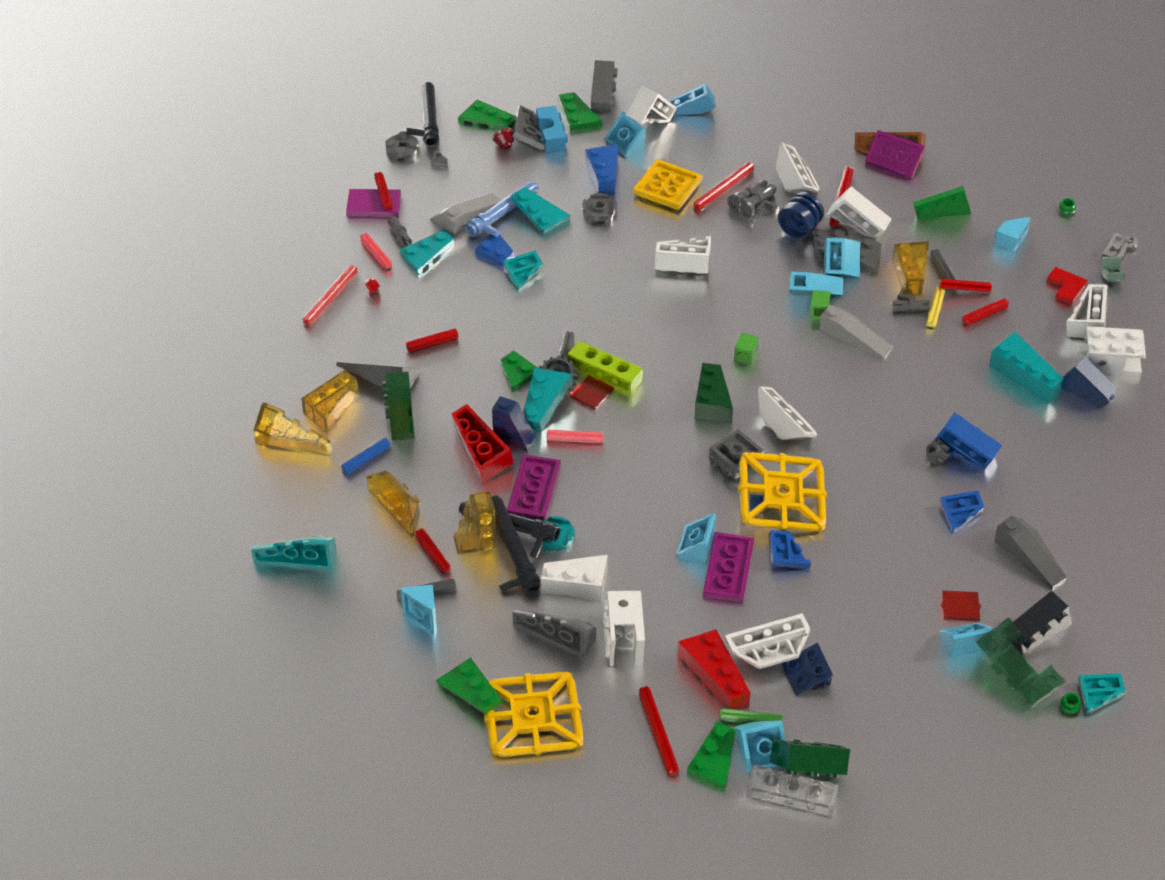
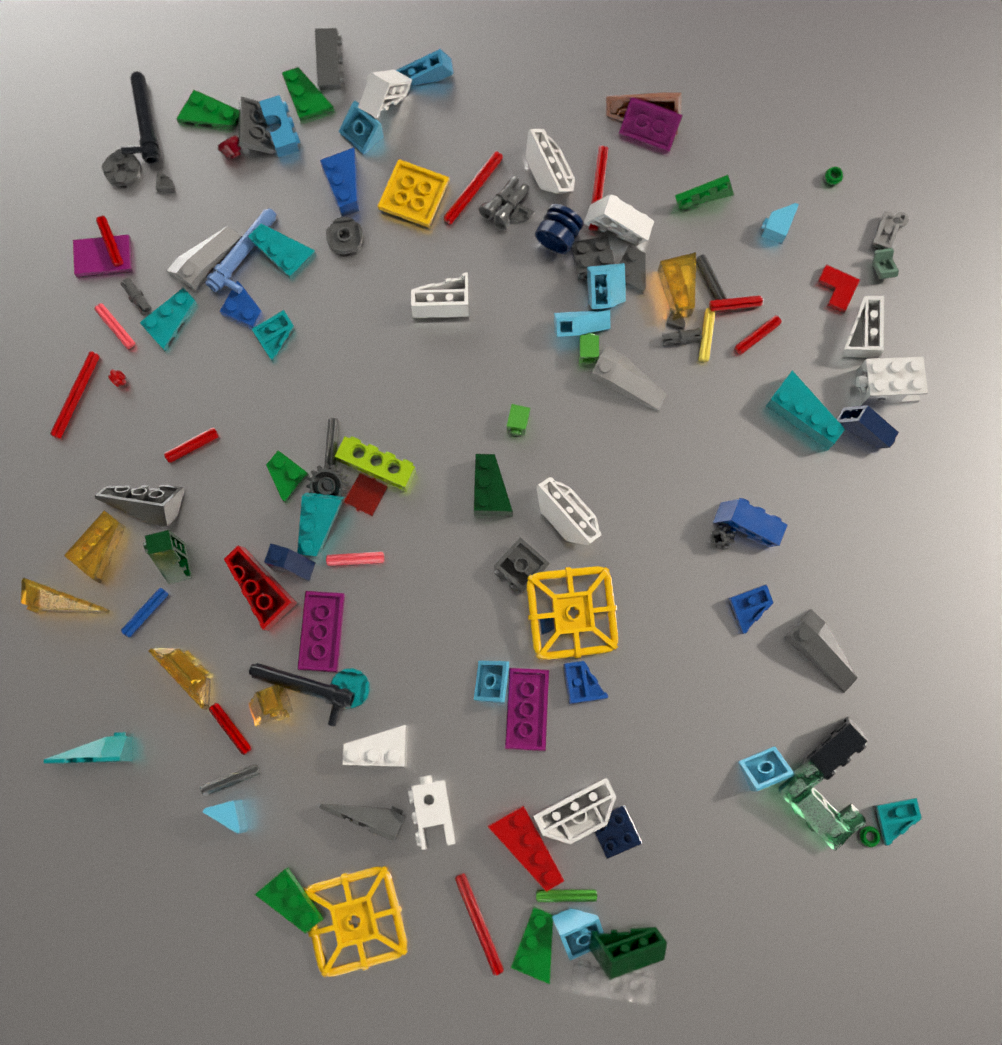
camera: 10 degrees left, 30 degrees up
(524, 569) = (325, 746): black cylinder -> none
(960, 605) = (757, 726): clear red piece -> none

